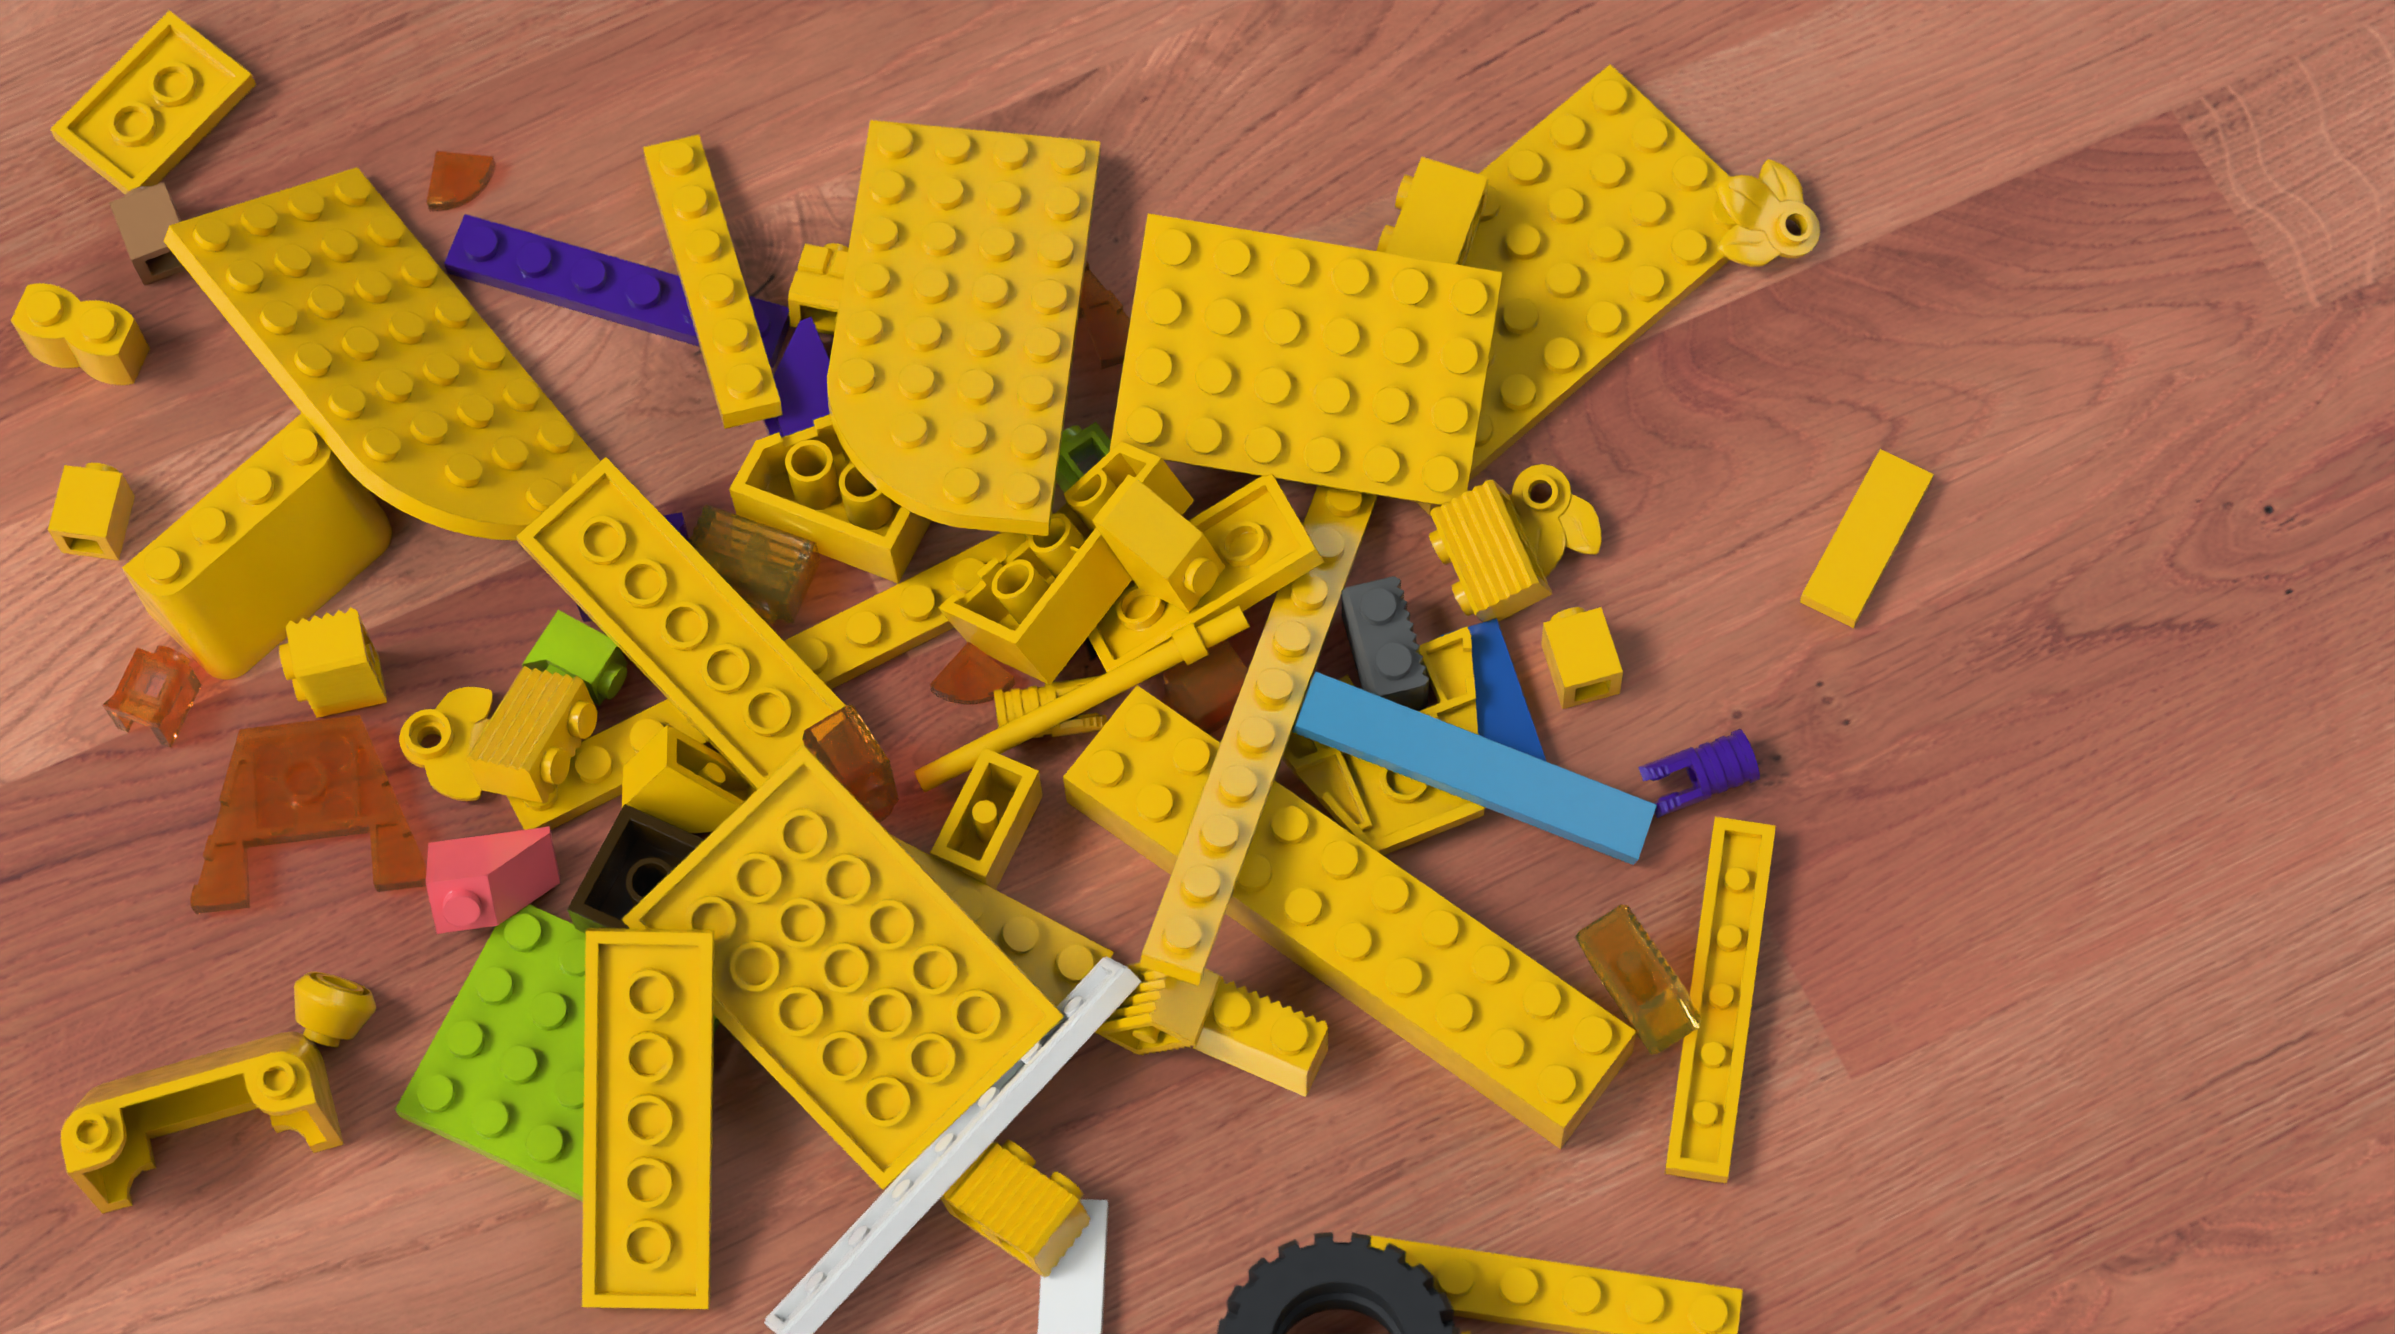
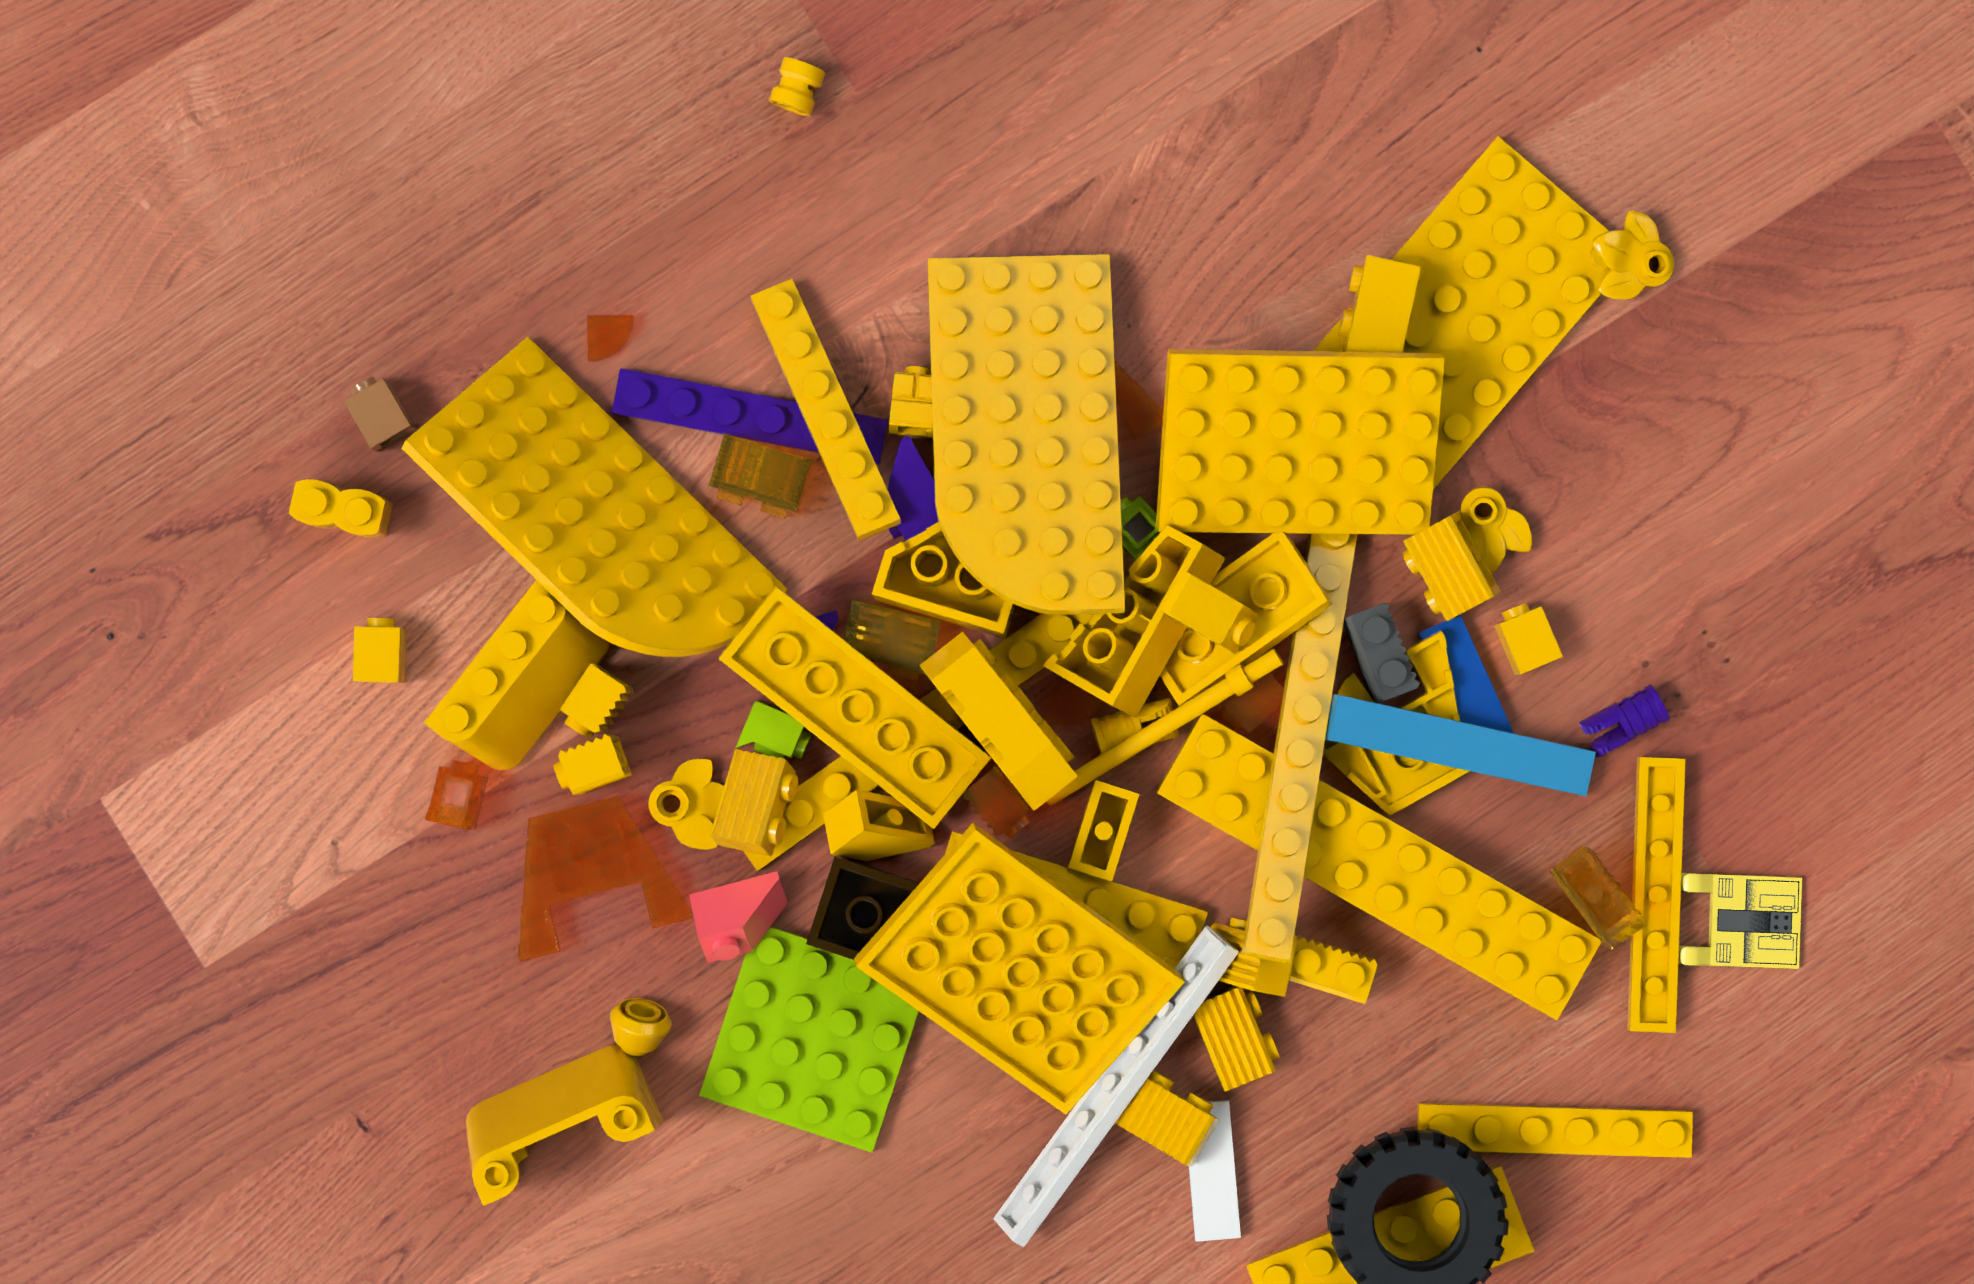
camera: 15 degrees left, 20 degrees up
(153, 105) = (356, 303): yellow plate -> none
(355, 575) = (595, 701): none -> yellow brick
(617, 353) = (760, 475): none -> clear yellow brick
(648, 1118) = (893, 1097): yellow plate -> none
(866, 647) = (1001, 719): none -> yellow brick
(1124, 1113) = (1233, 1037): none -> yellow brick
(1845, 1051) = (1750, 921): none -> light yellow flag
(1866, 538) = (1731, 513): yellow tile -> none

